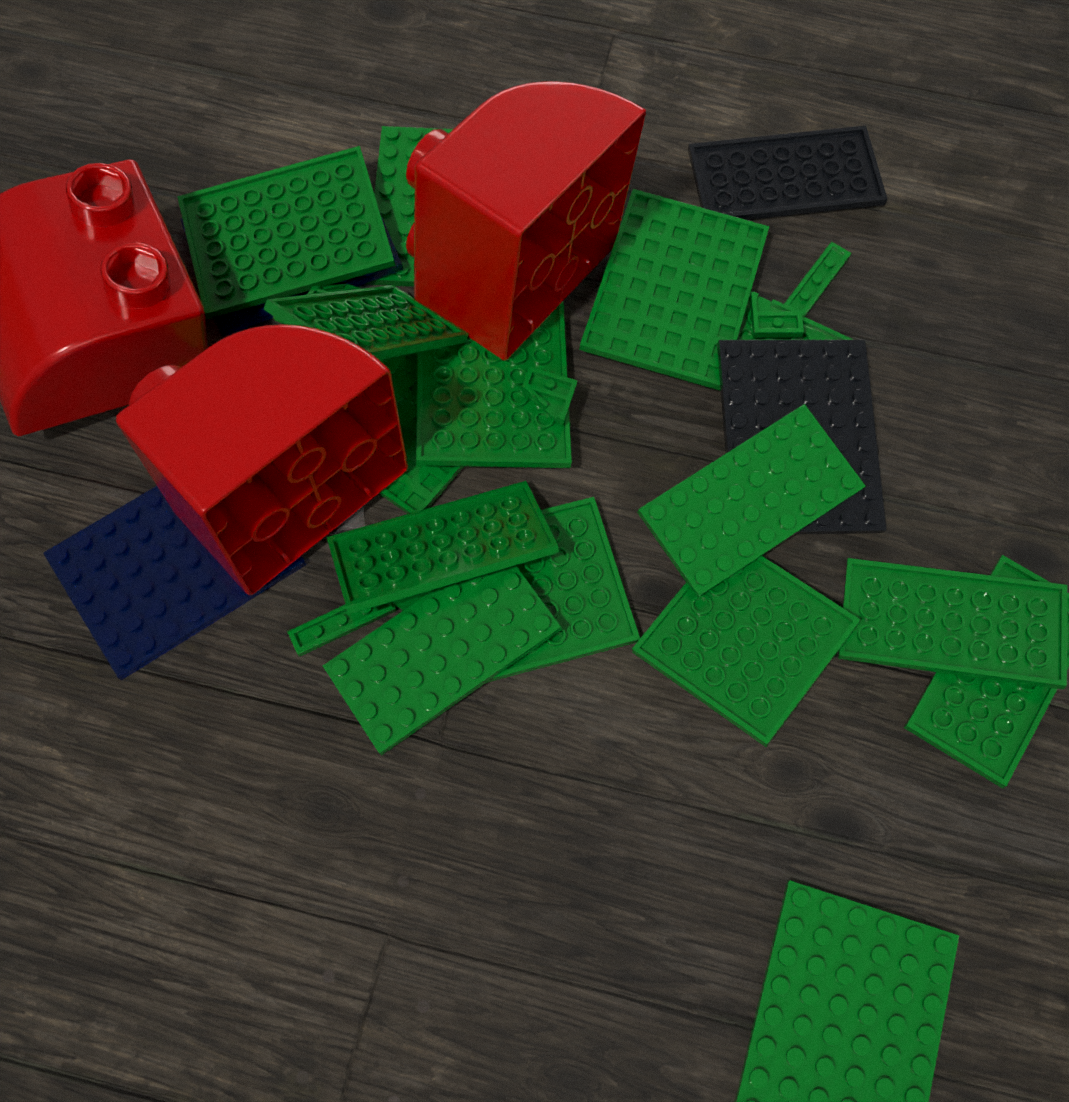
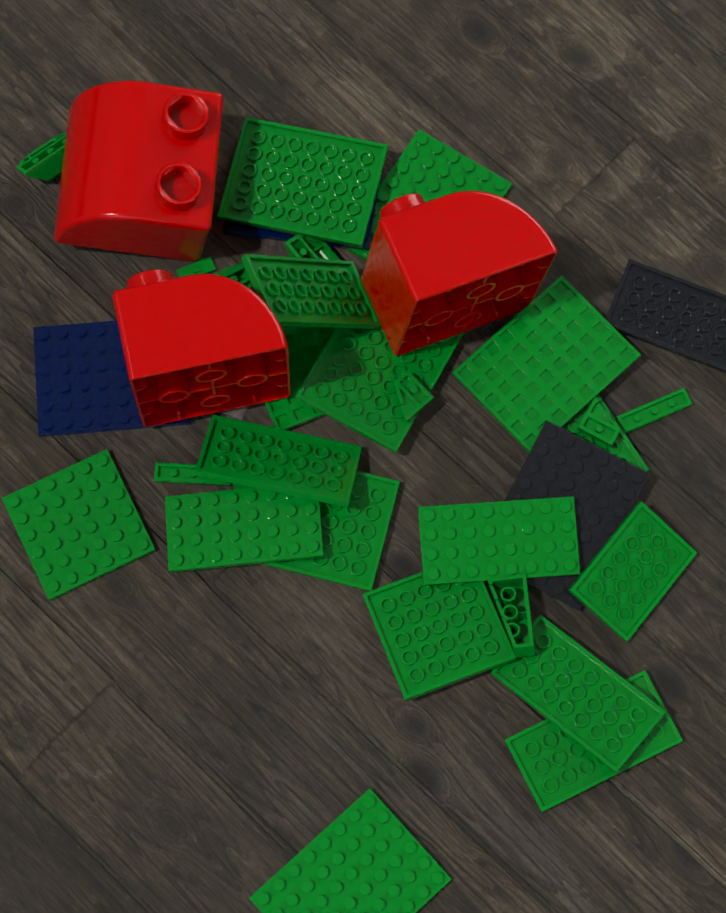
camera: 30 degrees right, 5 degrees up
(230, 762) = (78, 524): none -> green plate
(819, 564) = (513, 606): none -> green wedge
(916, 455) = (632, 571): none -> green plate

